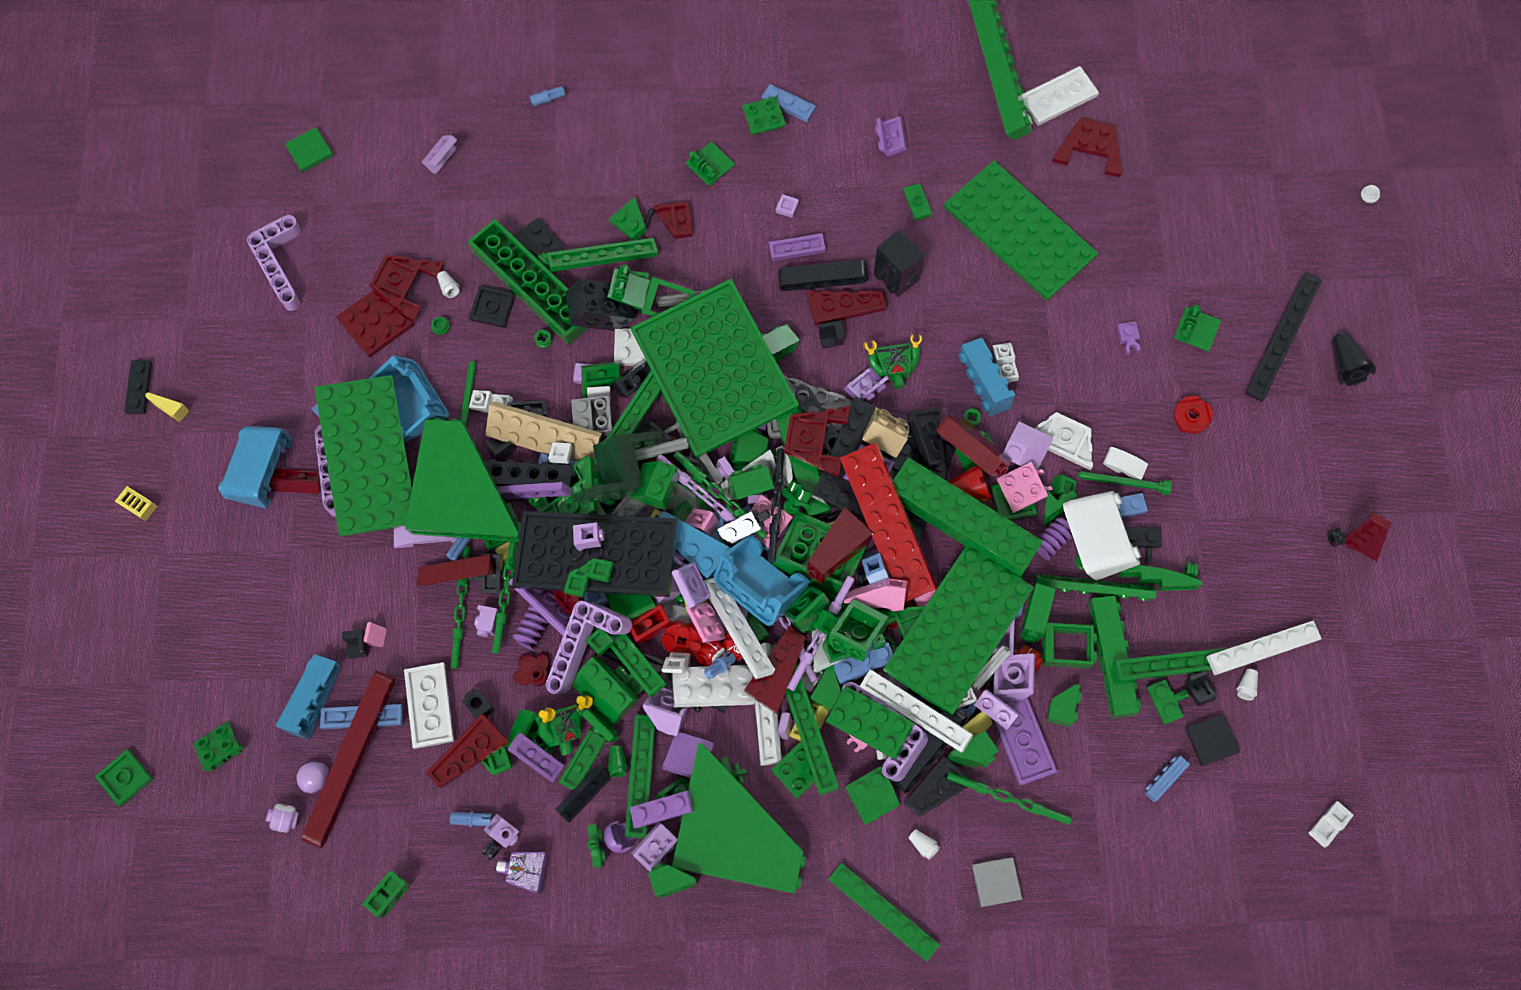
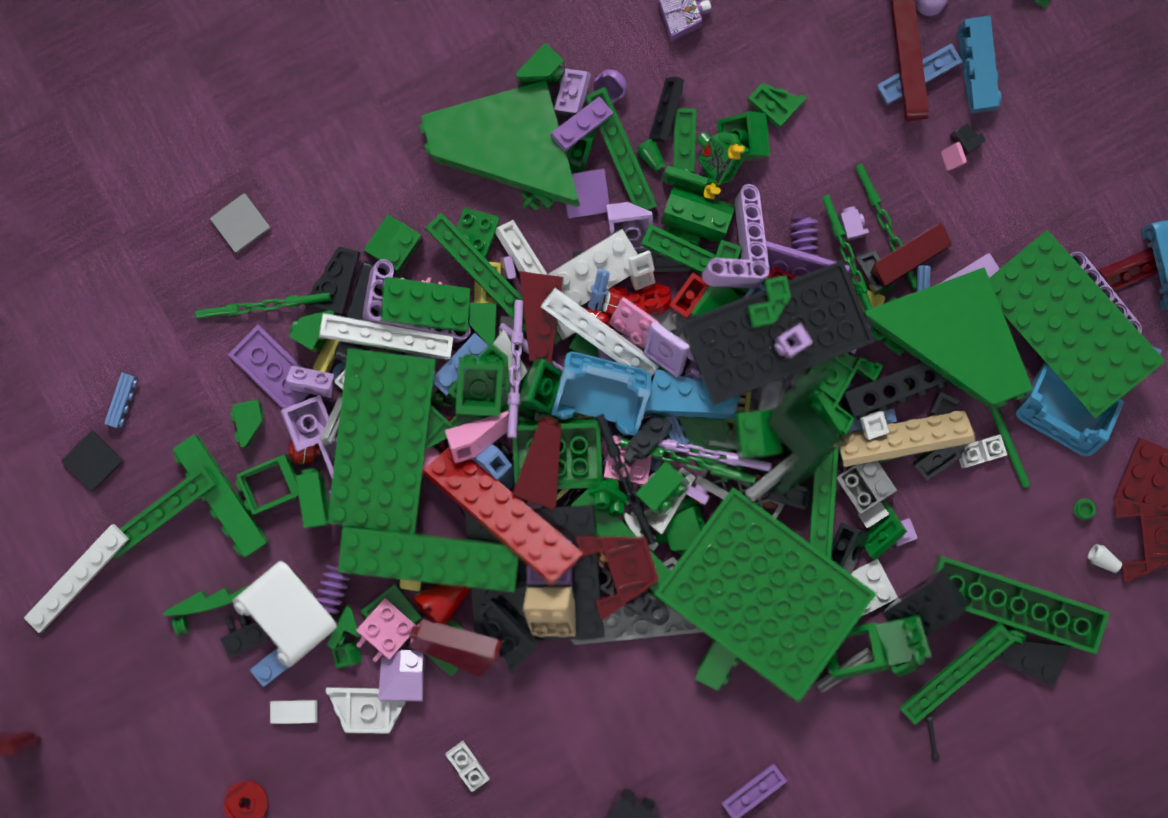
camera: 155 degrees right, 15 degrees up
(429, 705) = (861, 117): white plate -> none
(468, 750) = (796, 94): dark red wing -> none
(470, 819) = (760, 34): medium blue axle -> none
(486, 708) = (804, 142): black brick -> none
(491, 306) = (1043, 559): black tile -> none
(491, 850) = (723, 16): black bush -> none
(497, 827) = (723, 36): lavender brick -> none
(530, 668) = (784, 202): dark red plate -> none
(535, 490) = (878, 373): medium lavender tile -> none
(535, 757) = (728, 115): medium lavender plate -> none
(539, 342) = (967, 542): green bush -> none
(597, 854) = (627, 63): green plate -> none
(629, 220) = (952, 733): green wing -> none
(675, 218) = (902, 761): dark red wing -> none
(702, 520) = (694, 427): bright pink slope -> none
(823, 275) = (708, 771): black beam -> none
(825, 622) = (513, 376): green tile -> none
(831, 334) = (665, 705): black panel -> none
(842, 305) = (677, 742): dark red wing -> none
(866, 385) = (599, 663): medium lavender bracket -> none
(884, 912) = (333, 144): green plate -> none
(894, 361) = (583, 706): green torso -> none
(924, 844) = (323, 223): white cone -> none
(973, 412) = (476, 691): green bush -> none
(986, 377) = (481, 737): dark azure wedge -> none
(1103, 588) = (264, 561): green plate -> none
(1163, 487) = (244, 704): green piece -> none
(1166, 701) = (151, 477): green plate -> none
(1200, 689) = (123, 504): black bracket -> none
(1248, 686) = (77, 532): white cone -> none
(1336, 537) = (48, 735): black bush -> none

